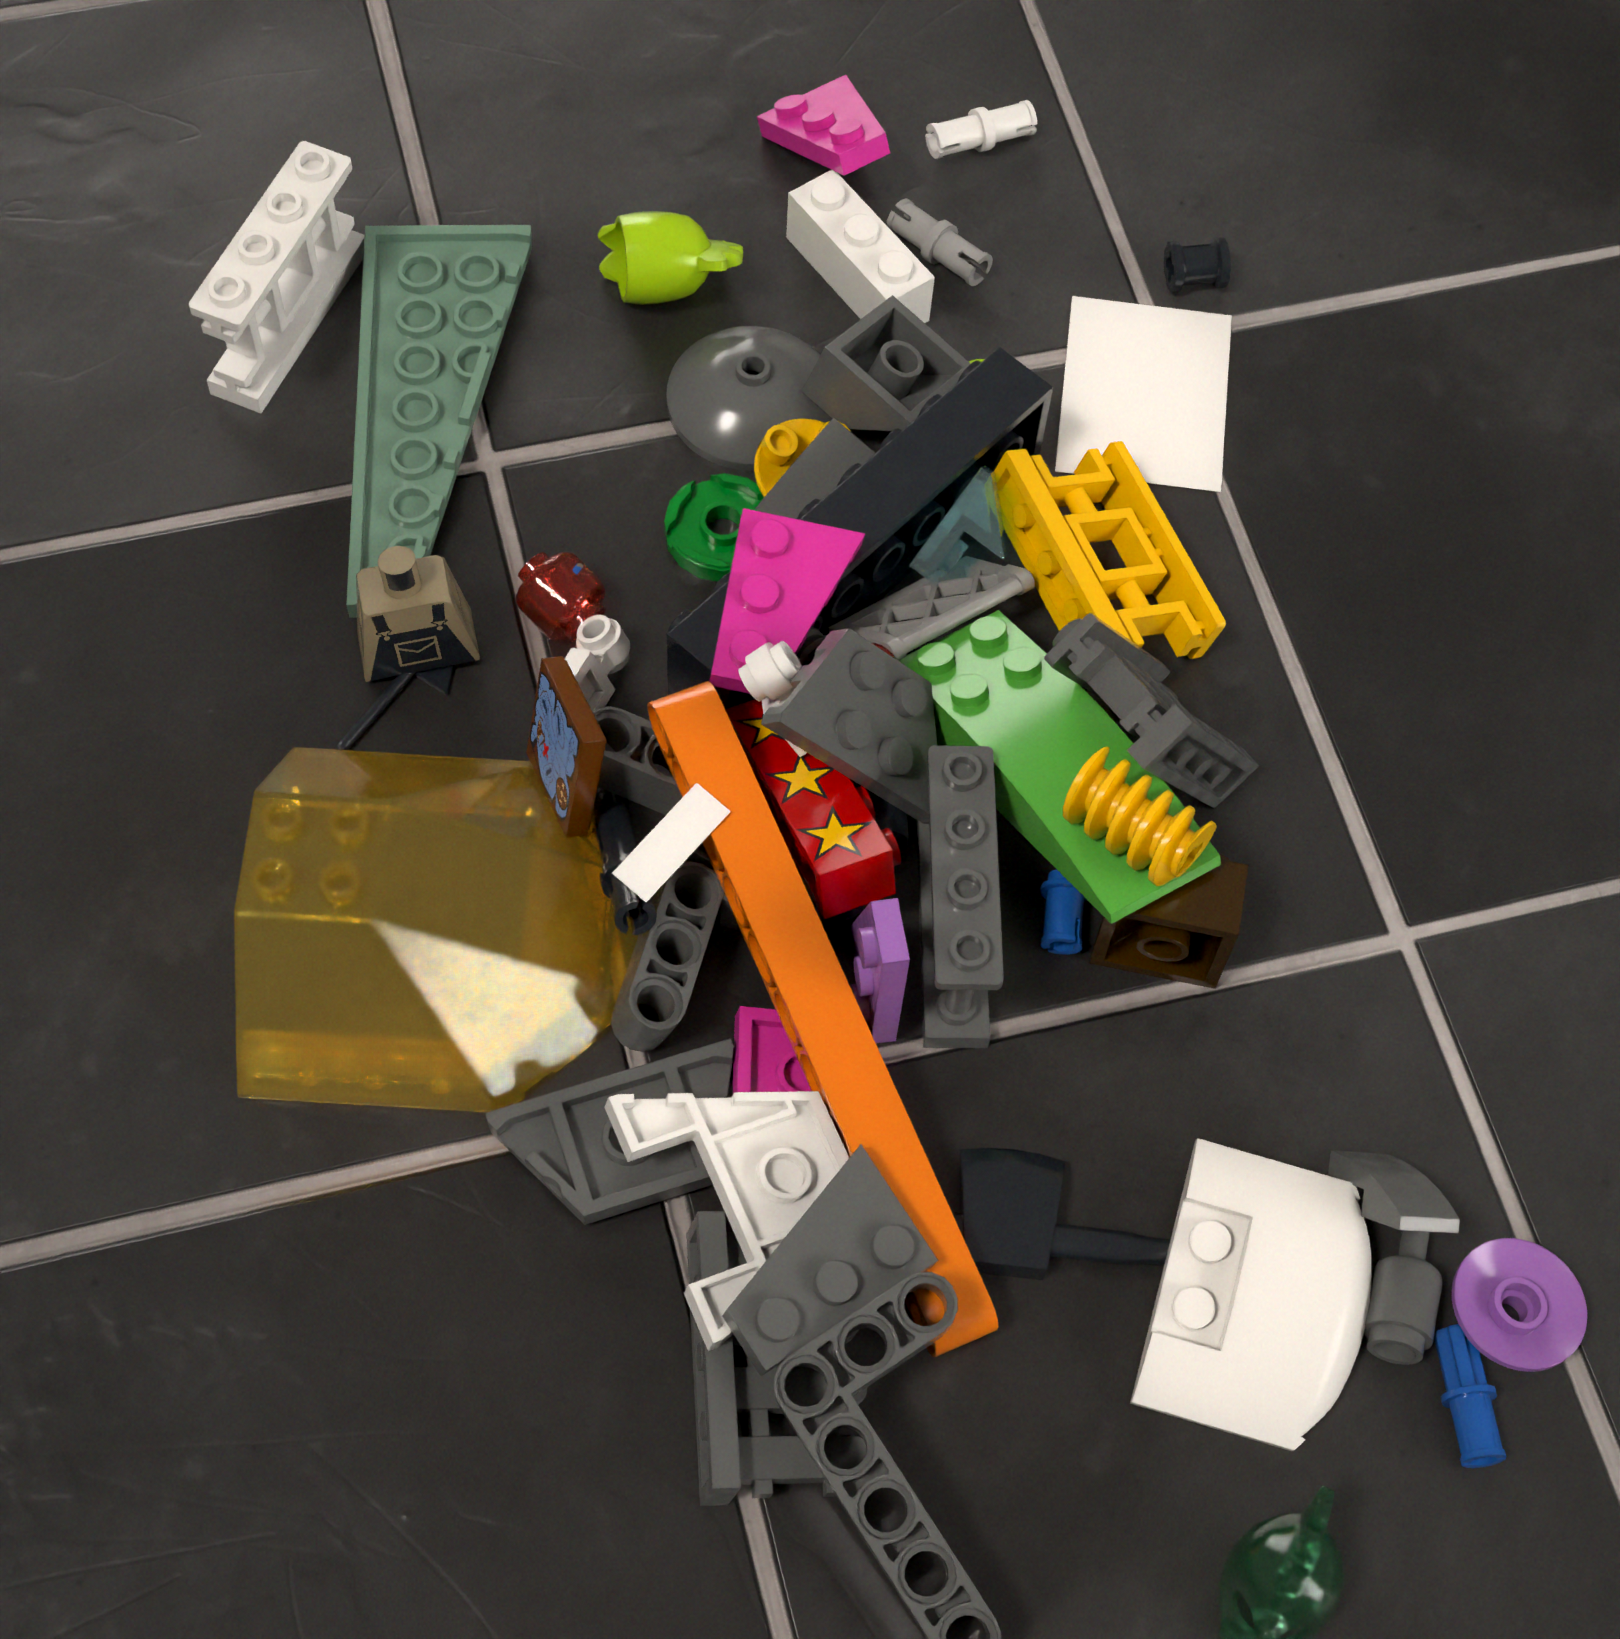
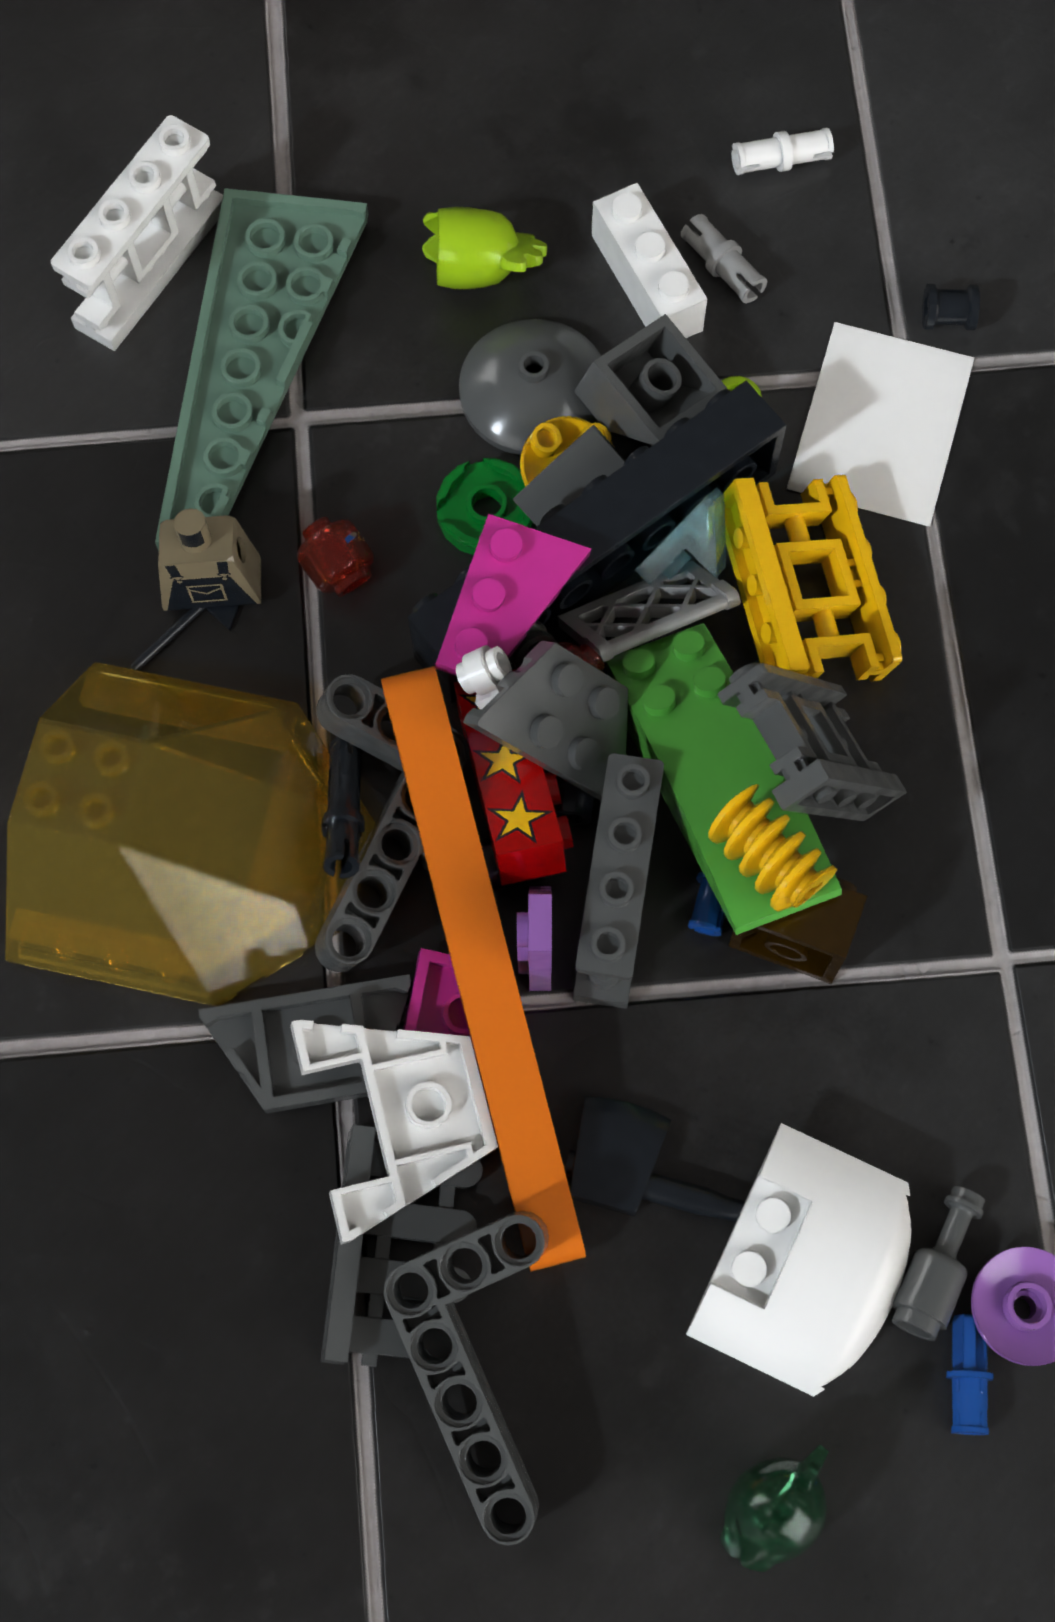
camera: 15 degrees right, 10 degrees up
(565, 746) = (310, 702): tile -> none
(599, 651) = (340, 638): white plate -> none
(671, 842) = (378, 807): white sticker -> none
(827, 127) = (642, 137): dark pink wing -> none
(828, 1266) = (449, 1192): dark grey wing -> none
(1395, 1192) = (940, 1196): dark grey slope -> none

